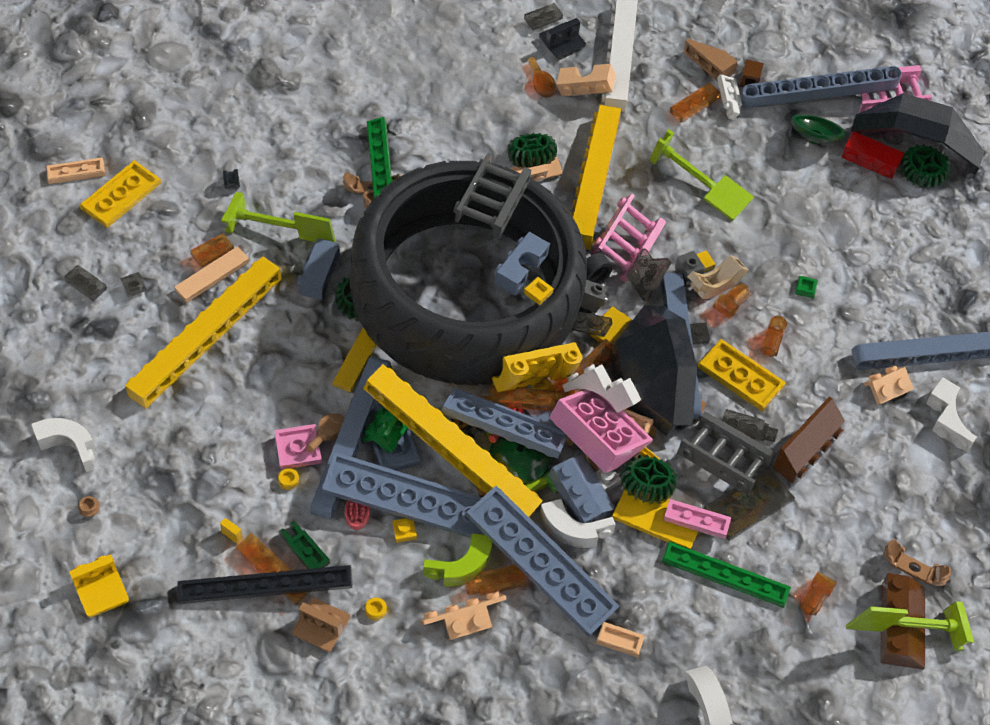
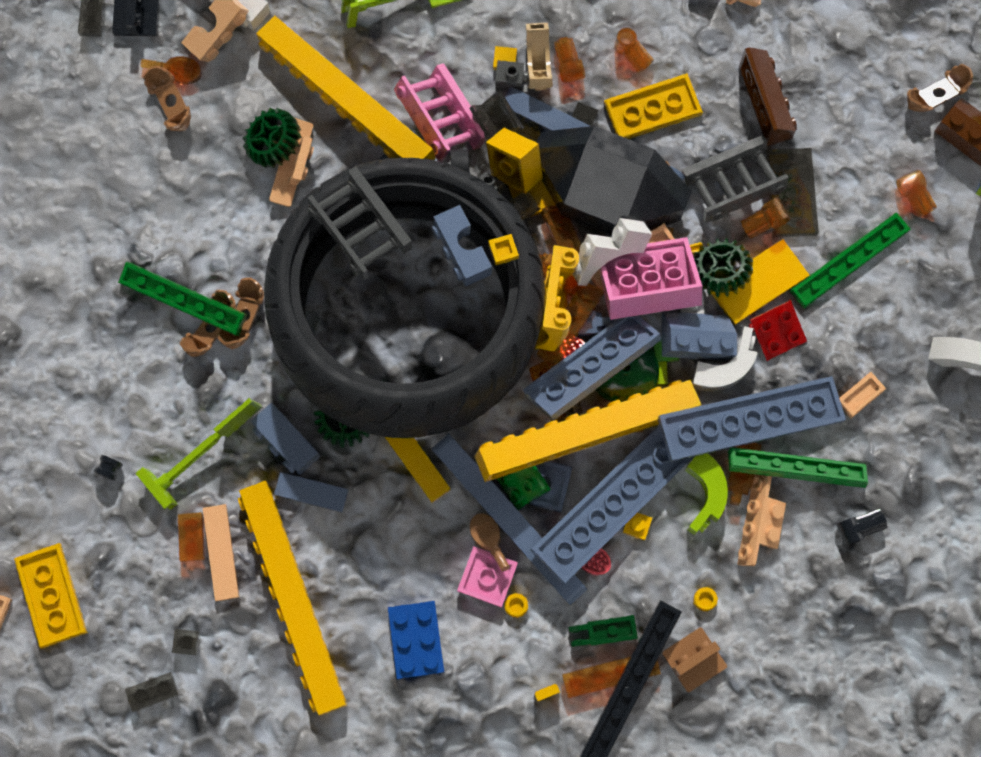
camera: 55 degrees left, 20 degrees up
(221, 426) = (416, 640): none -> blue plate
(291, 306) = (311, 492): none -> sand blue tile
(505, 690) = (858, 528): none -> black piece
(523, 76) = (161, 82): none -> medium nougat piece
(526, 617) = (797, 467): none -> green tile
(626, 296) = (514, 160): none -> yellow brick
(629, 548) = (778, 330): none -> red hinge
(697, 519) = (788, 250): bright pink plate -> none
(714, 492) = (771, 216): none -> clear orange piece
(750, 426) = (714, 139): clear smoke hinge -> none

